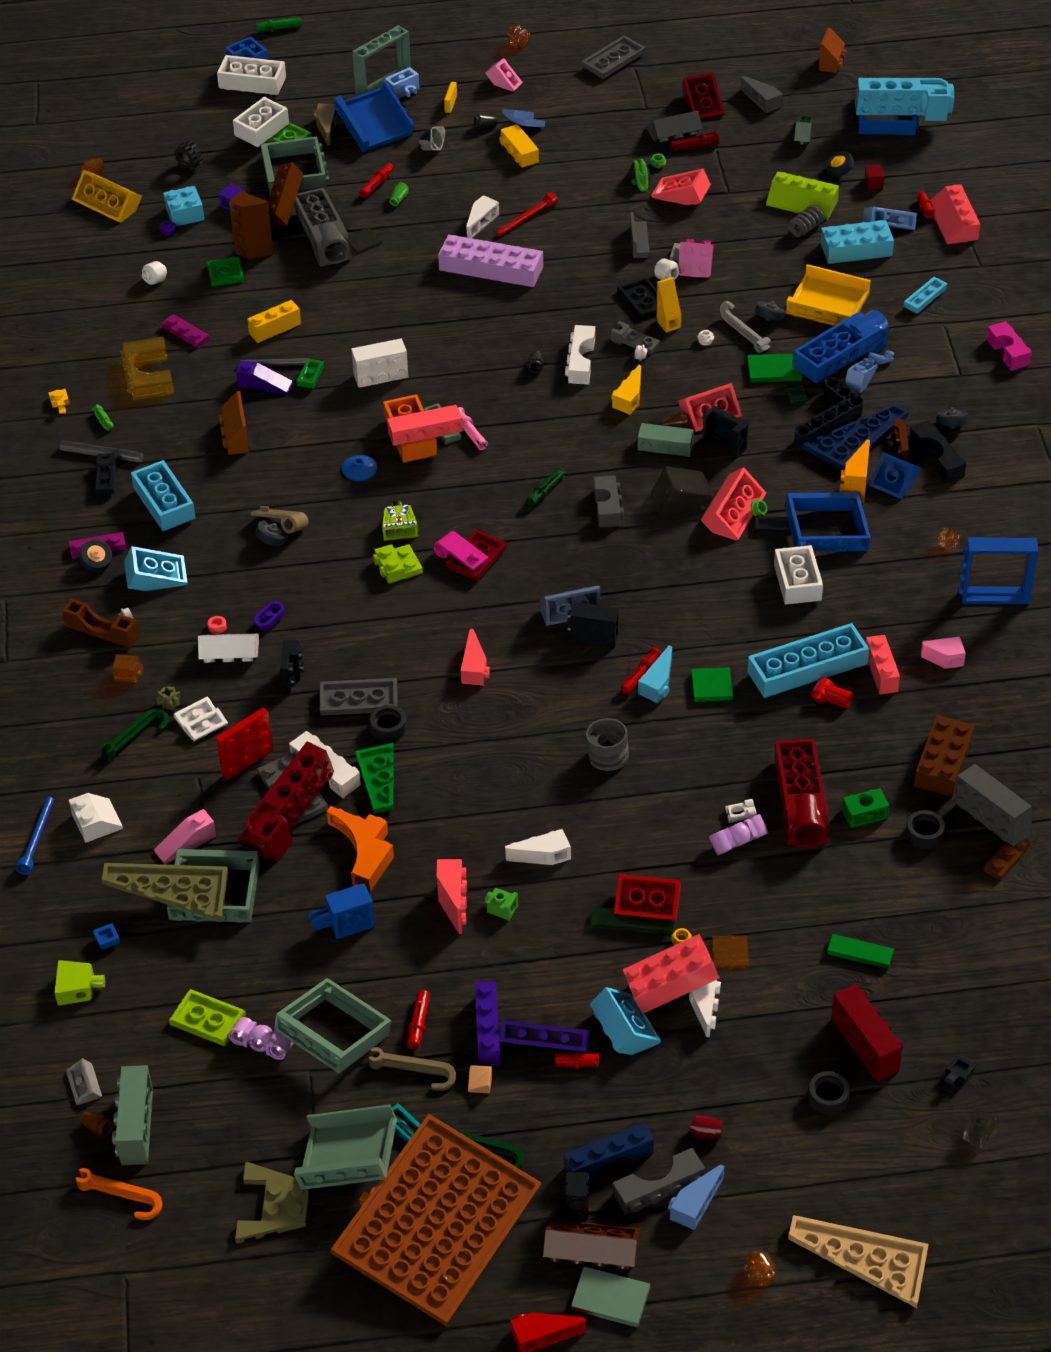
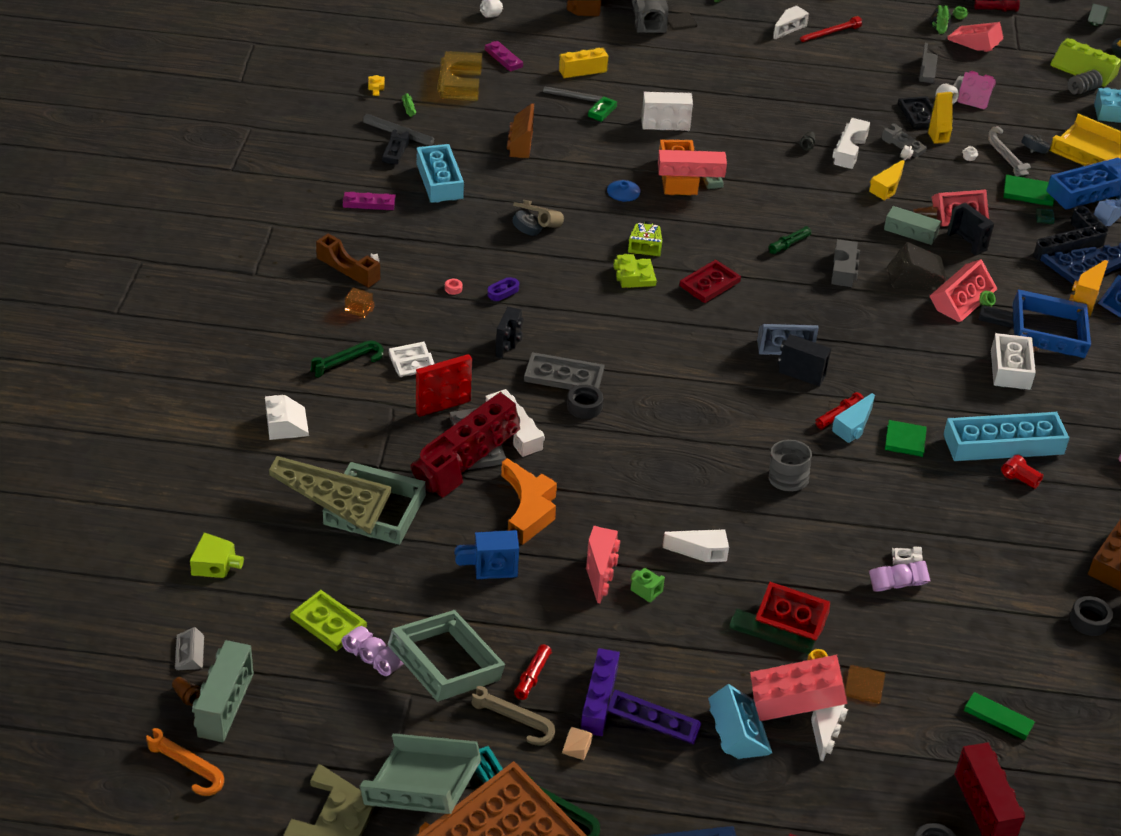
camera: 10 degrees right, 5 degrees down
(25, 863) = (207, 443): blue piece -> none
(95, 555) = (363, 207): black wheel -> none
(106, 936) = (258, 524): blue plate -> none
(154, 569) = (411, 229): medium azure slope -> none
(168, 698) = (388, 335): olive gear -> none
(188, 835) = (369, 452): bright pink slope -> none
(225, 271) = (553, 19): green tile -> none
(228, 647) = (457, 305): white slope -> none
(258, 377) = (557, 102): dark purple slope -> none
(378, 775) = (561, 442): green wing -> none
(460, 549) = (696, 272): dark pink door -> none
(472, 432) = (731, 177): bright pink pin -> none
(474, 664) = (680, 371): coral slope -> none
(490, 260) = (789, 56): lavender brick -> none
(576, 1060) = (681, 749): red pin -> none
(801, 793) = (972, 553): dark red brick -> none
(865, 808) = (1034, 582): green brick -> none
(882, 665) = (1079, 457): coral brick -> none

